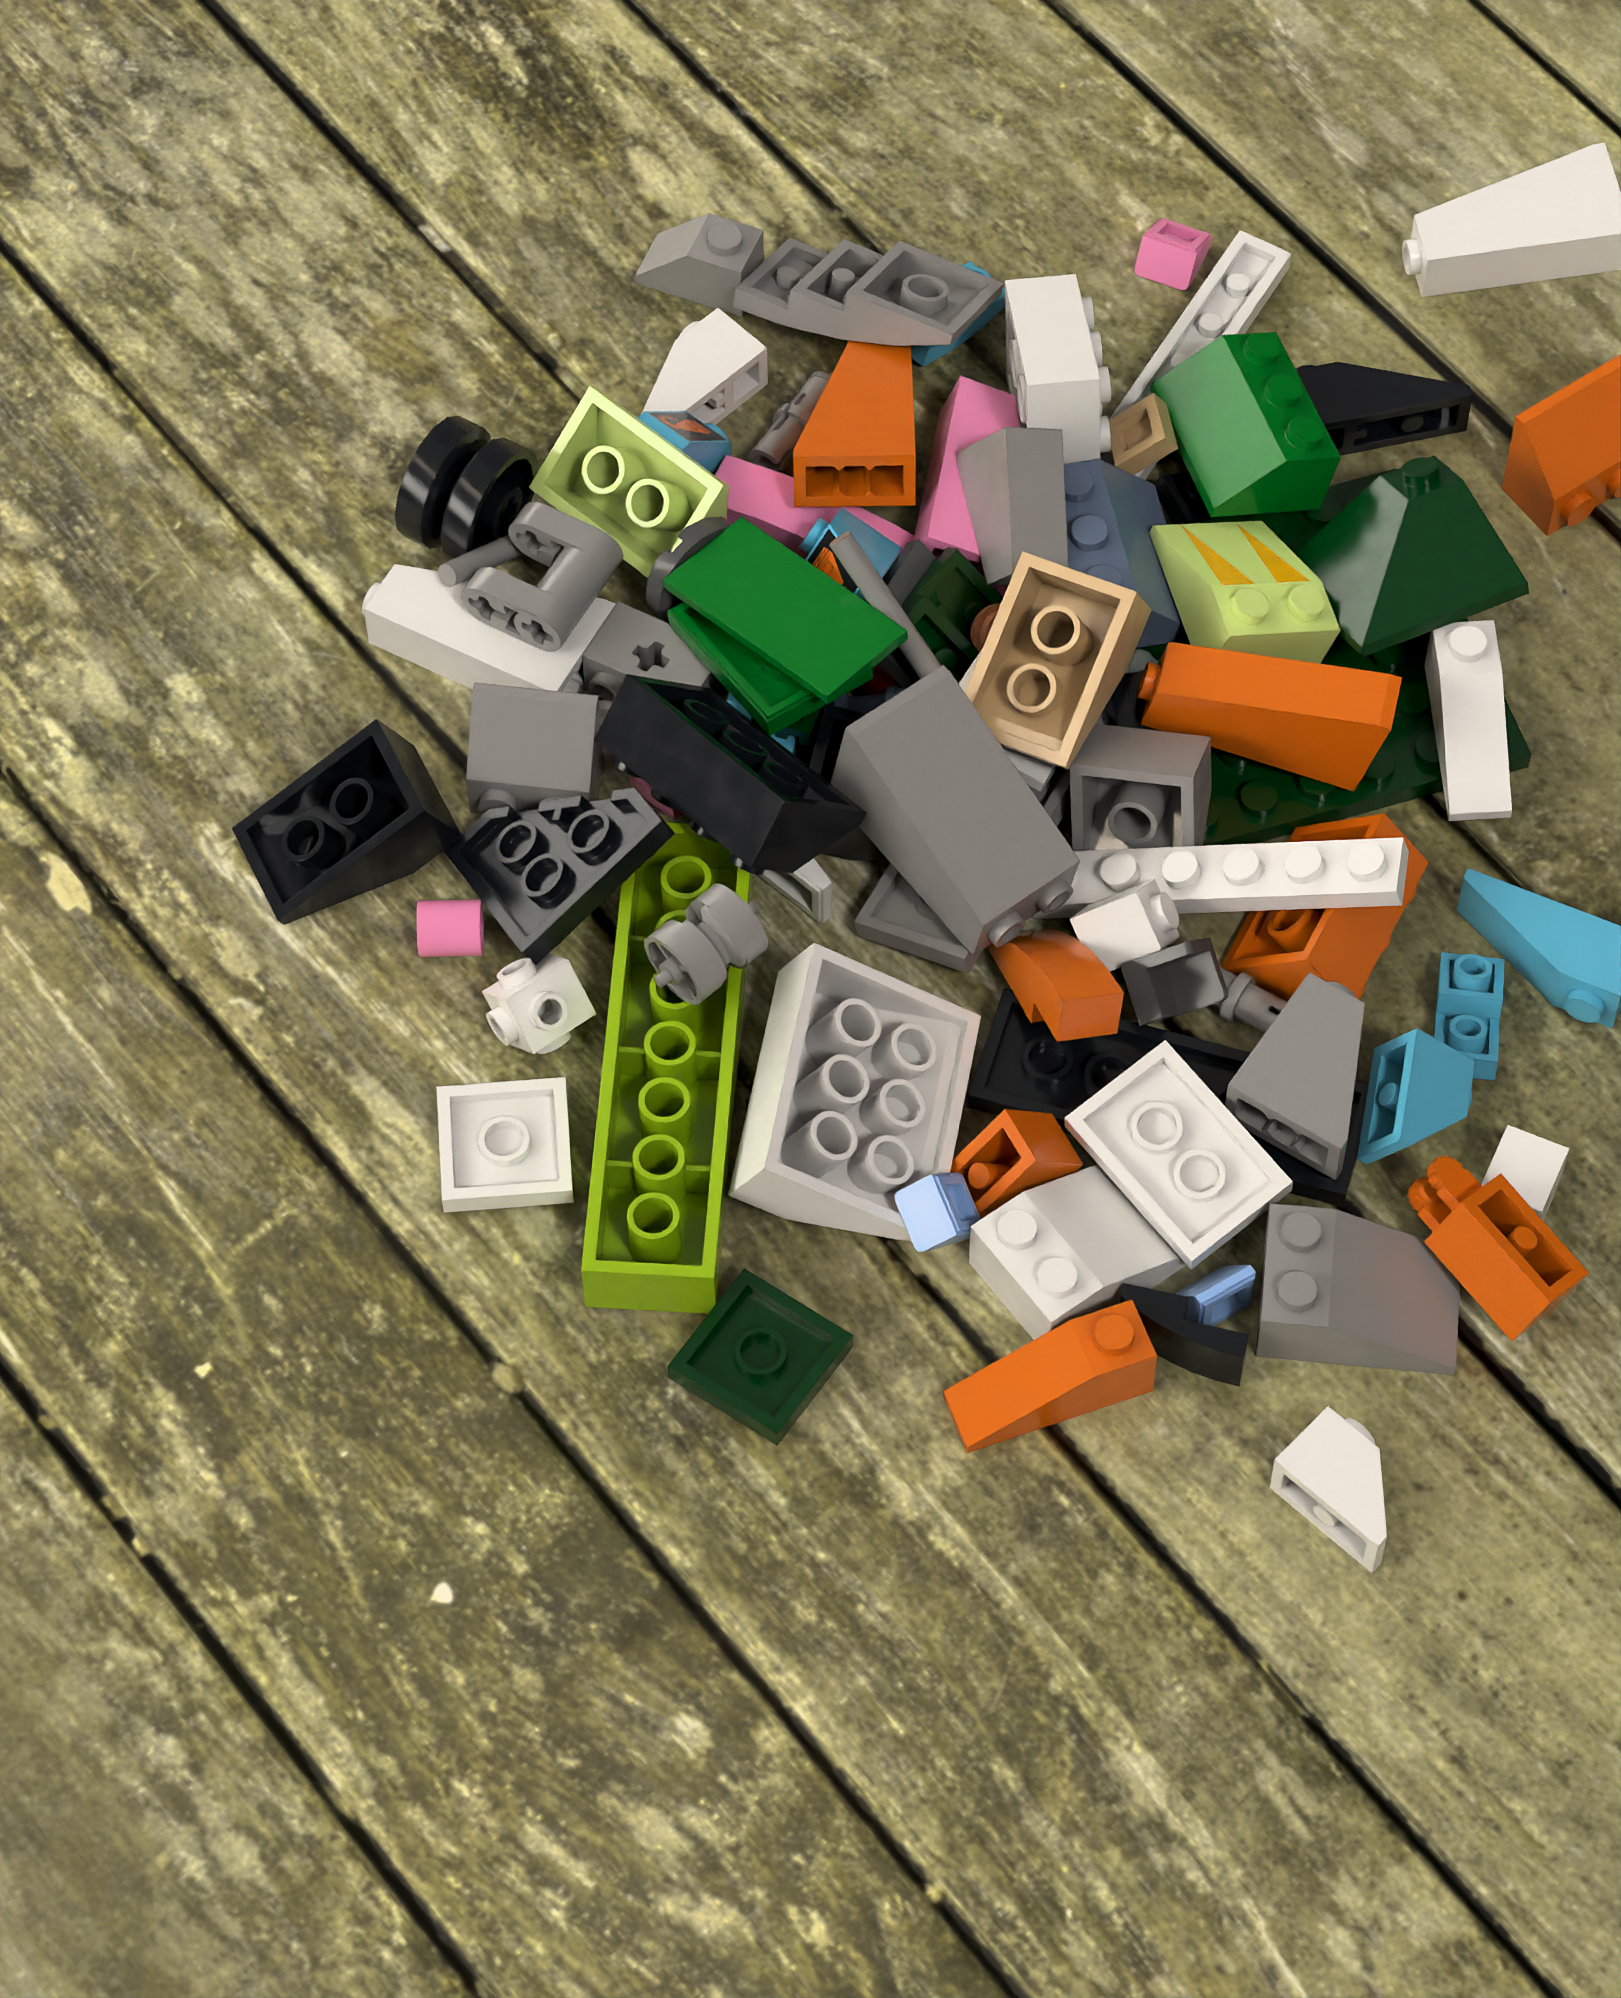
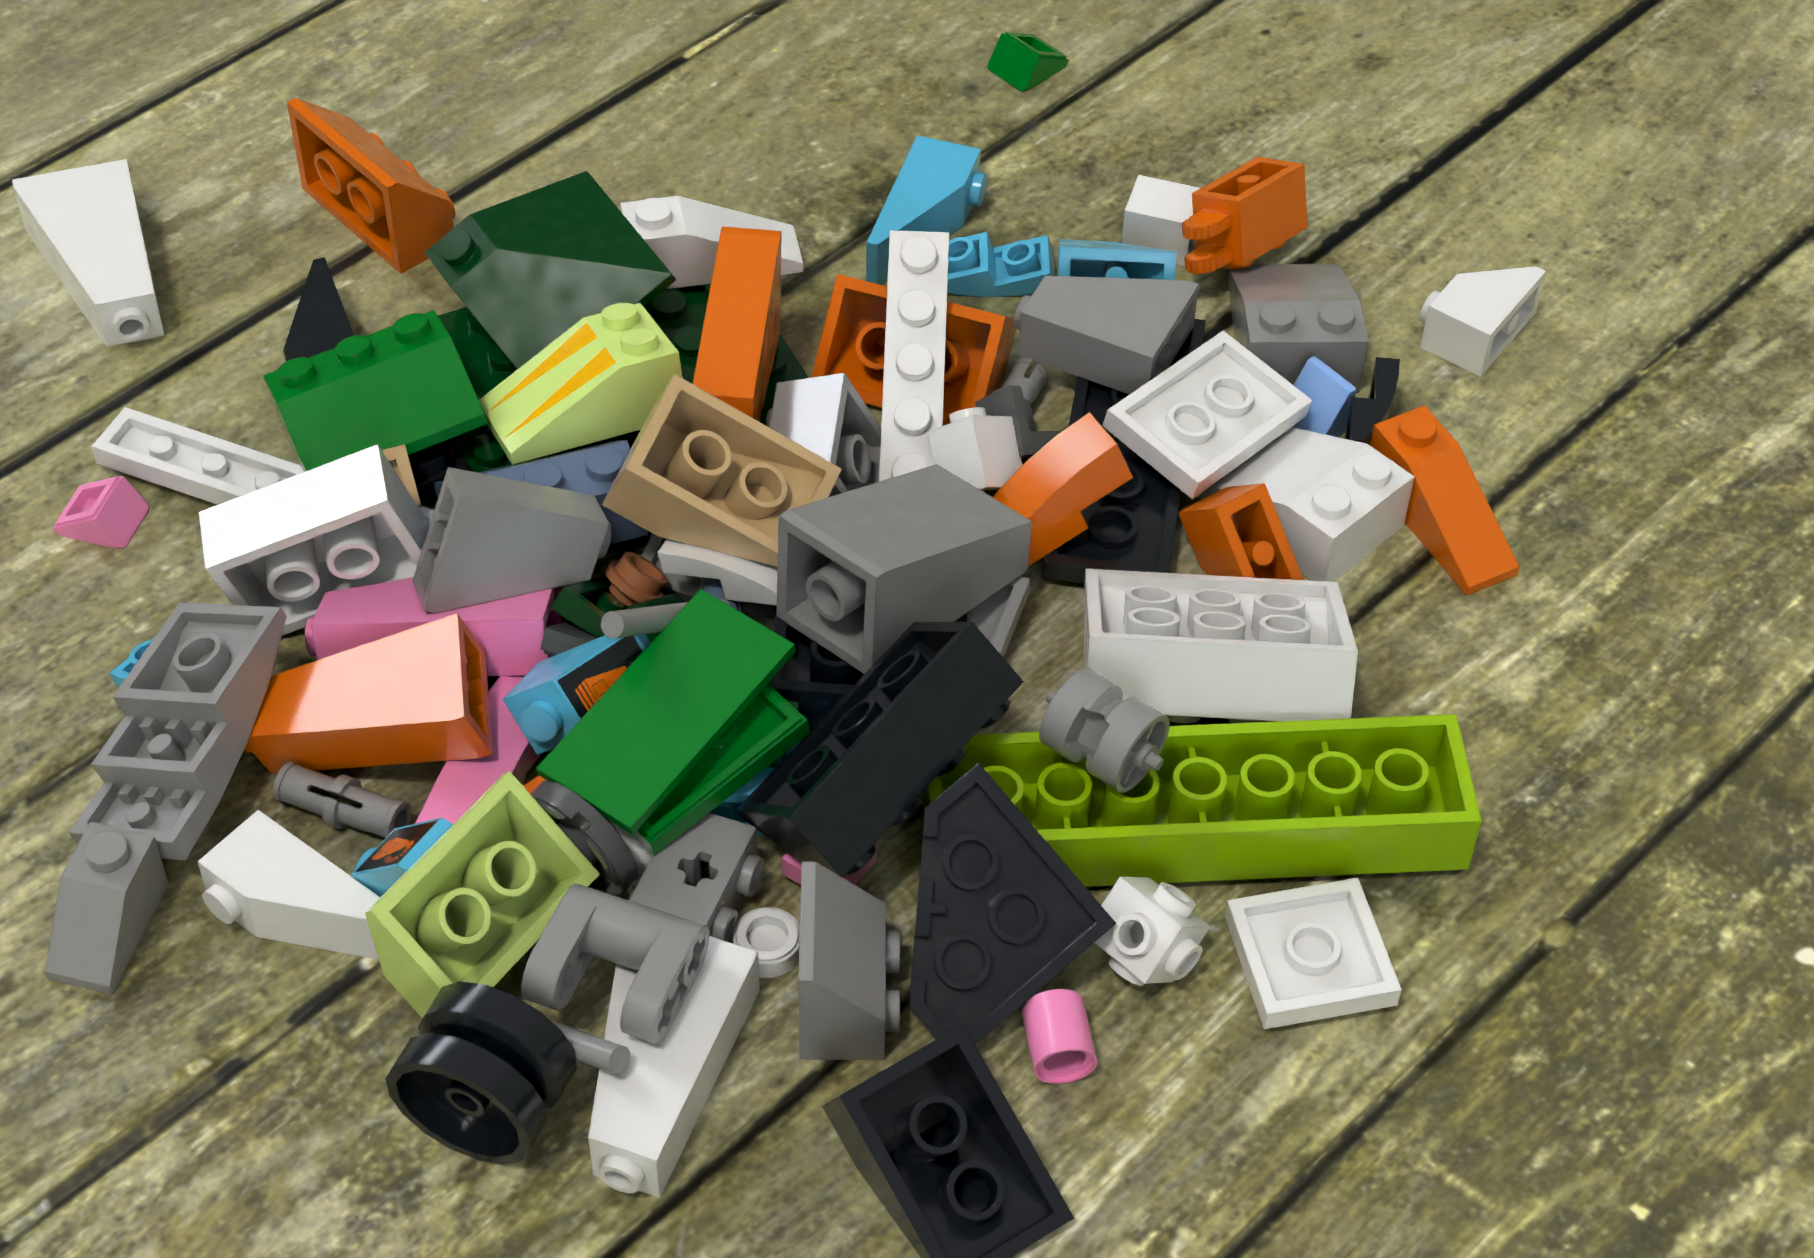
camera: 100 degrees left, 10 degrees down
(760, 1356) = (1499, 709): dark green plate -> none
(937, 1210) = (1317, 570): light blue slope -> none

